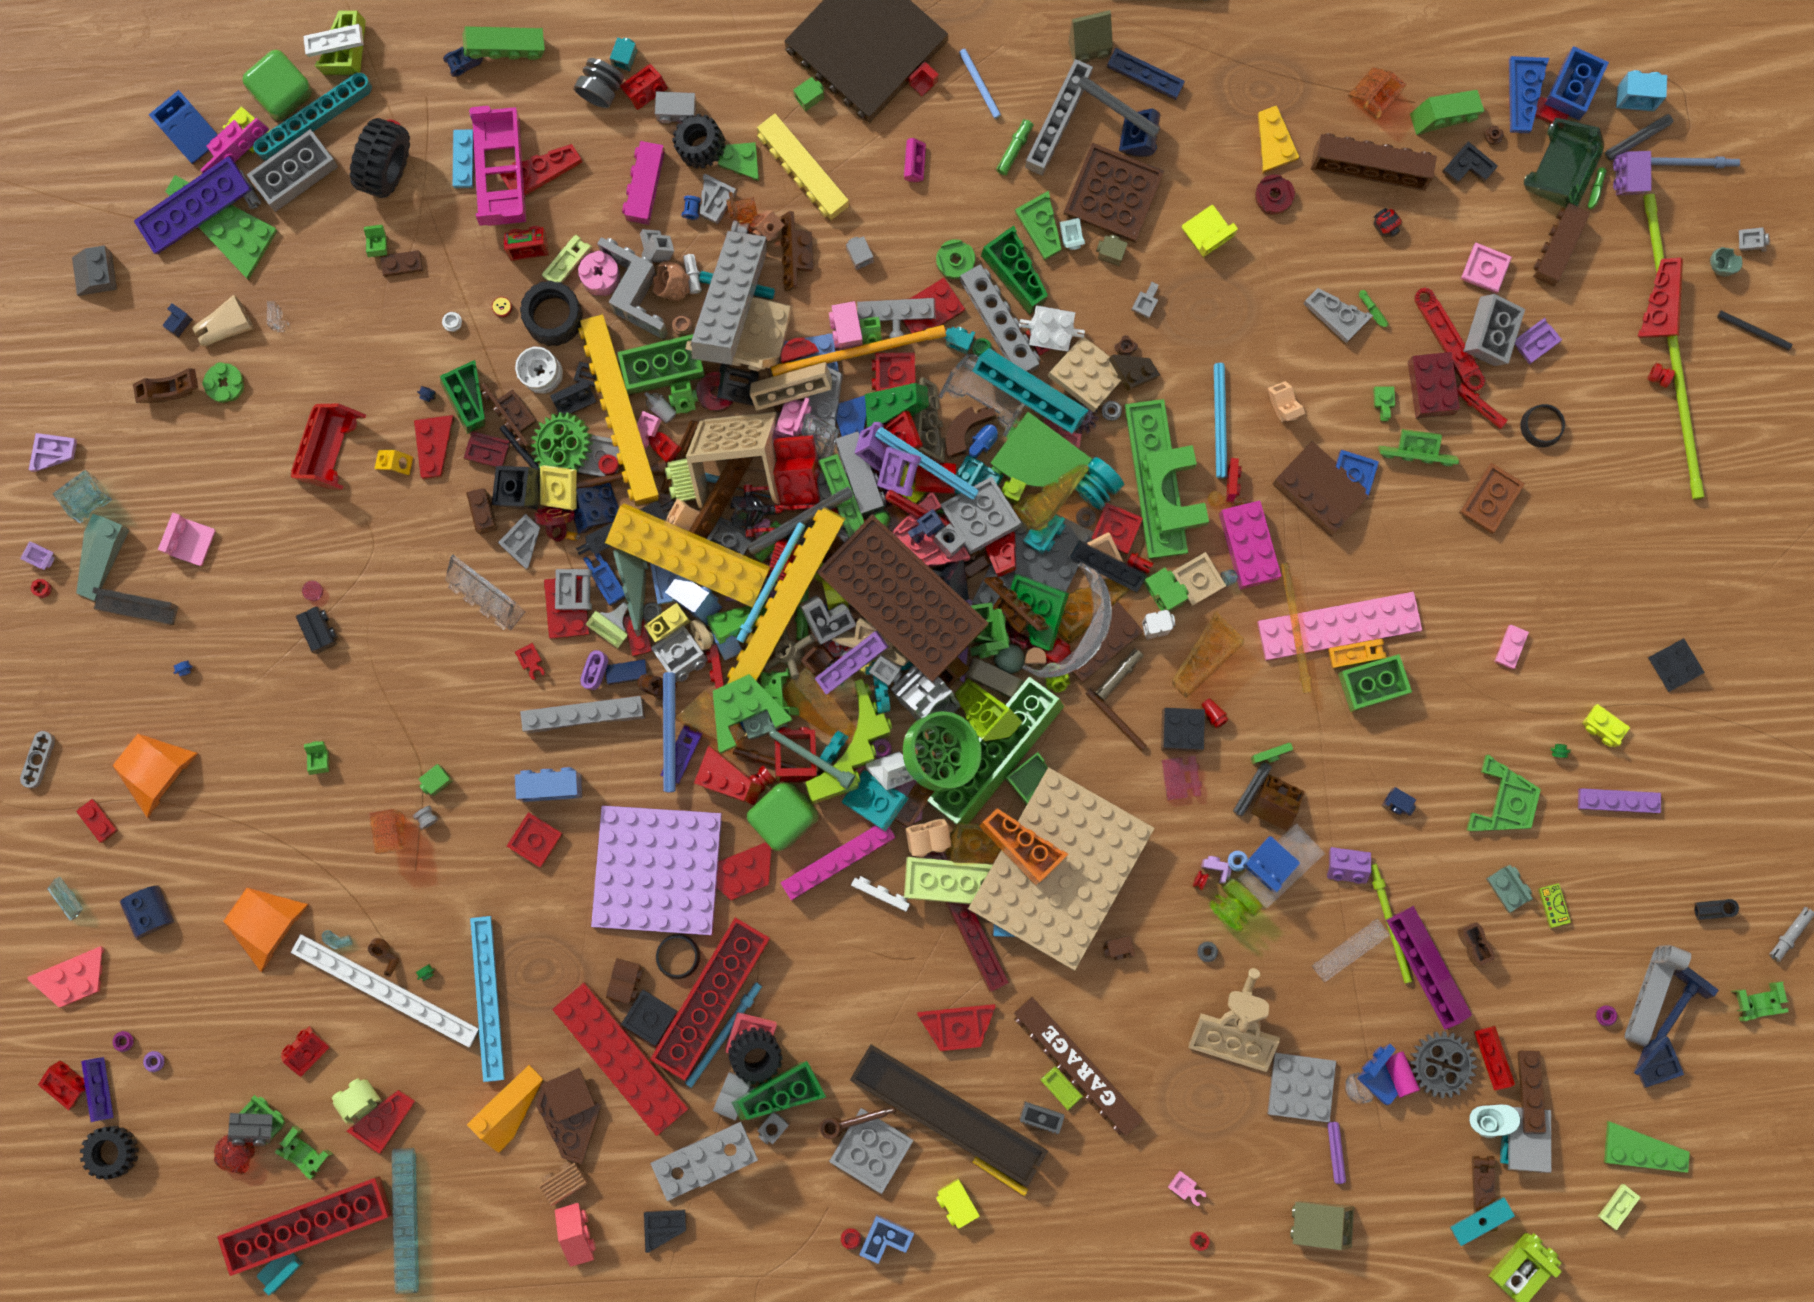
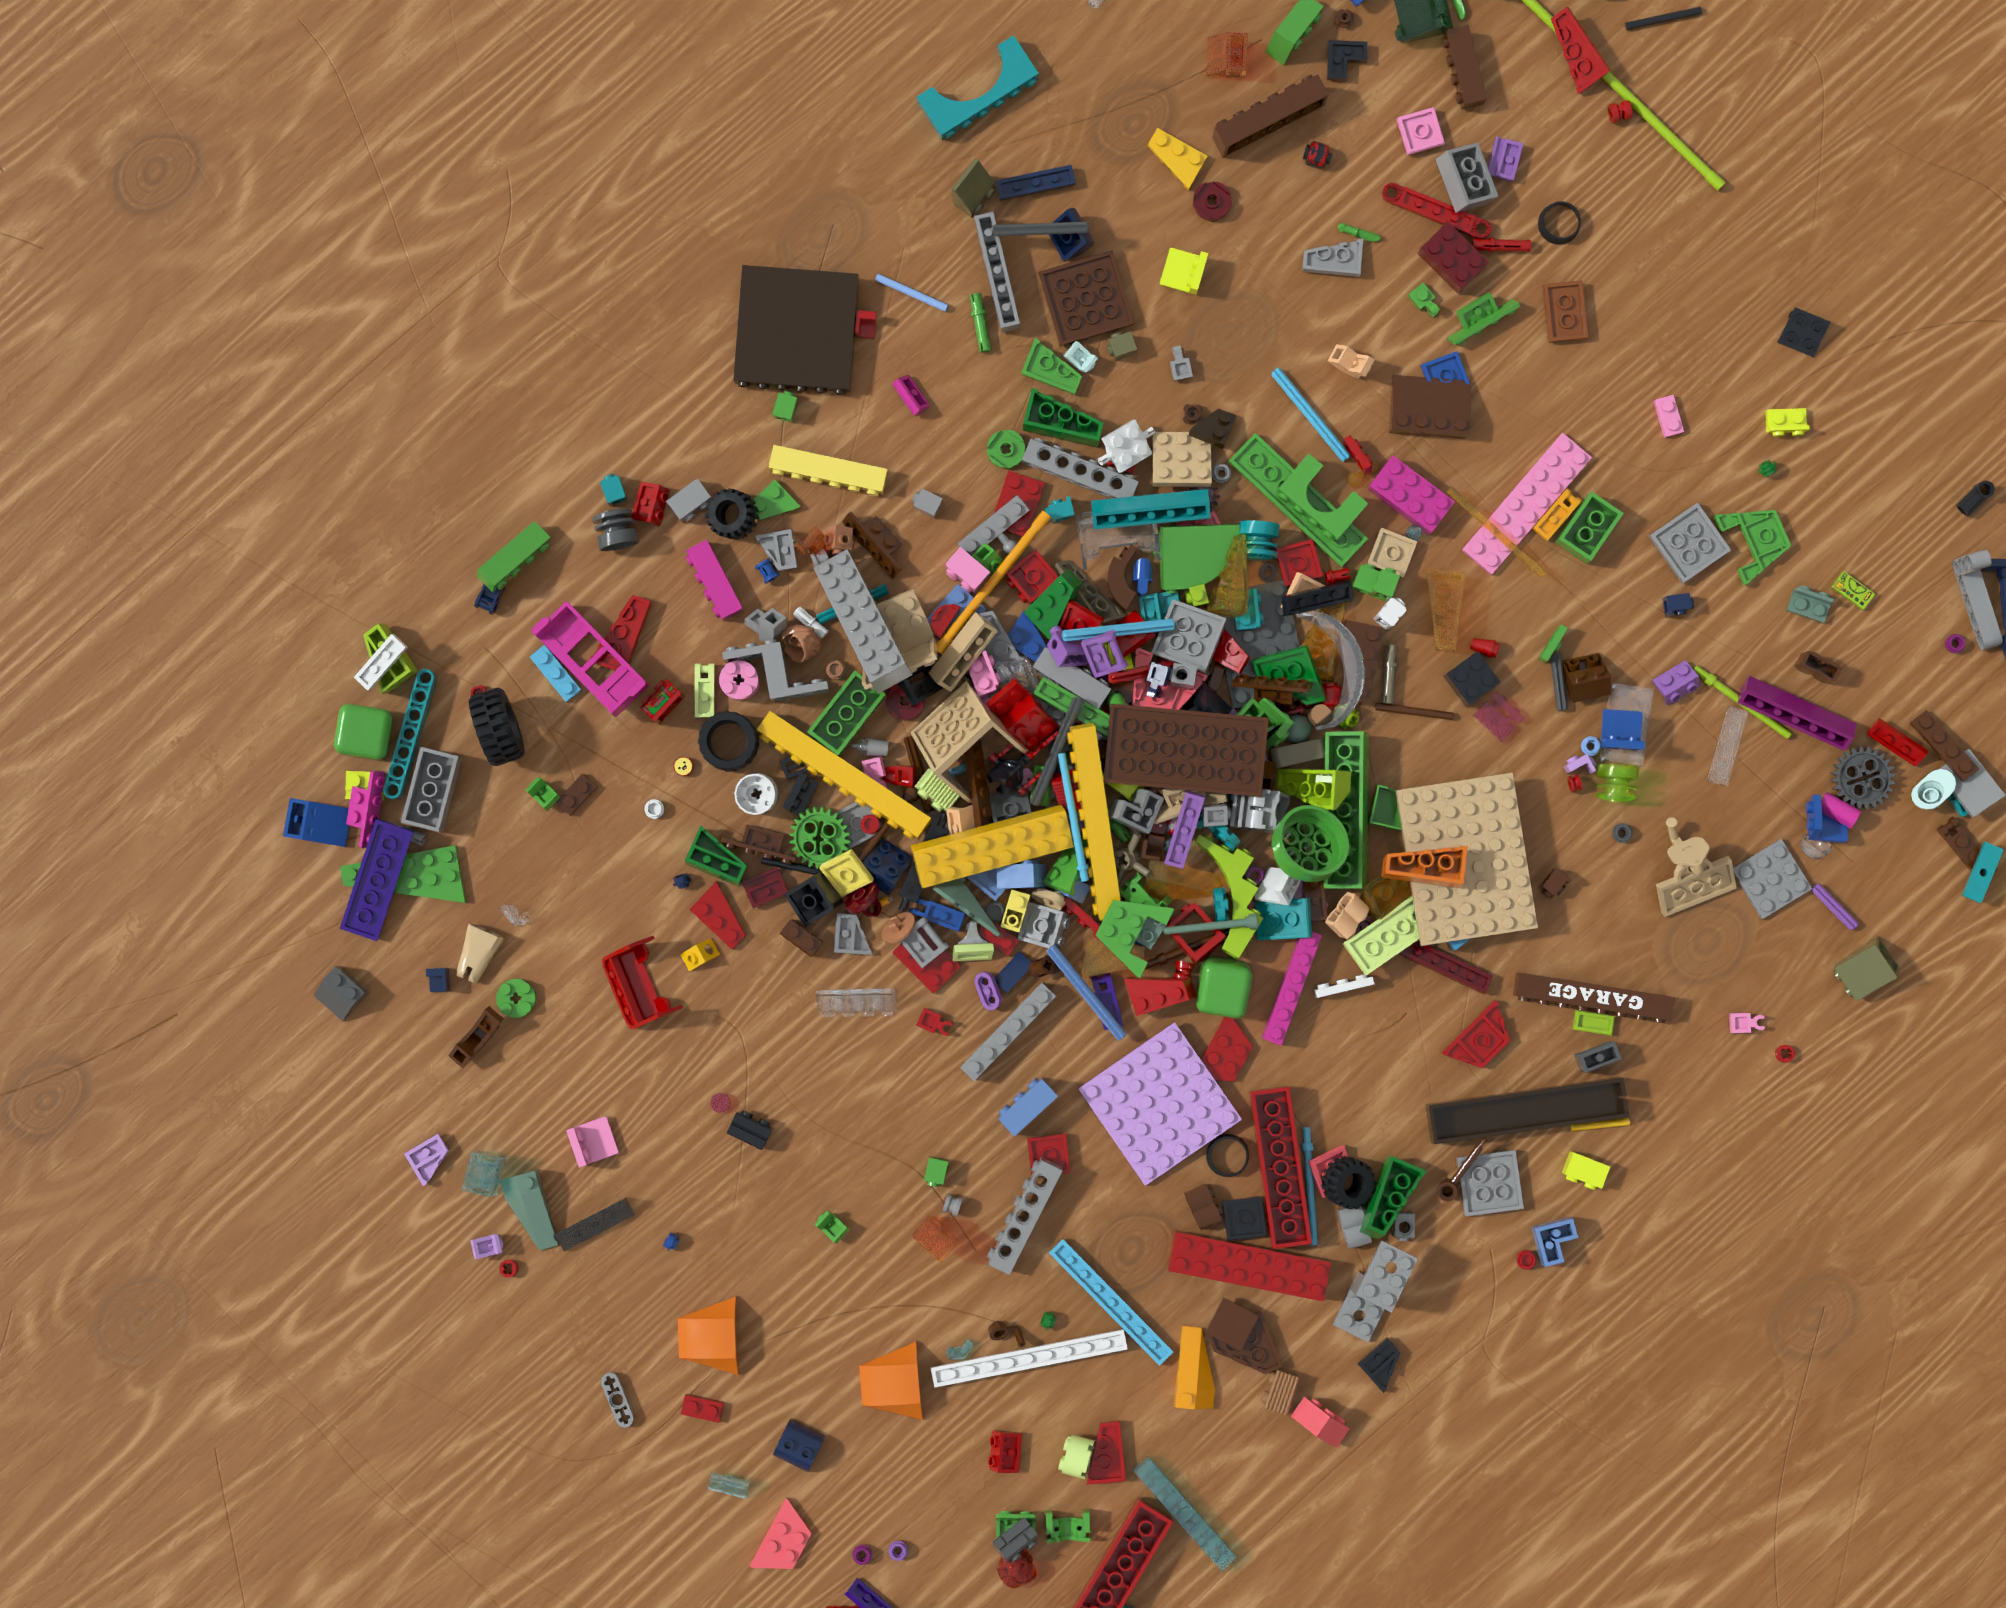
camera: 35 degrees left, 5 degrees up
(523, 853) = (1006, 1262): none -> light grey brick
(563, 563) = (898, 928): none -> nougat piece
(683, 397) = (884, 725): bright green brick -> none
(980, 346) = (1082, 503): green plate -> none
(1448, 761) = (1689, 543): none -> light grey plate
(1619, 800) = (1840, 471): medium lavender plate -> none

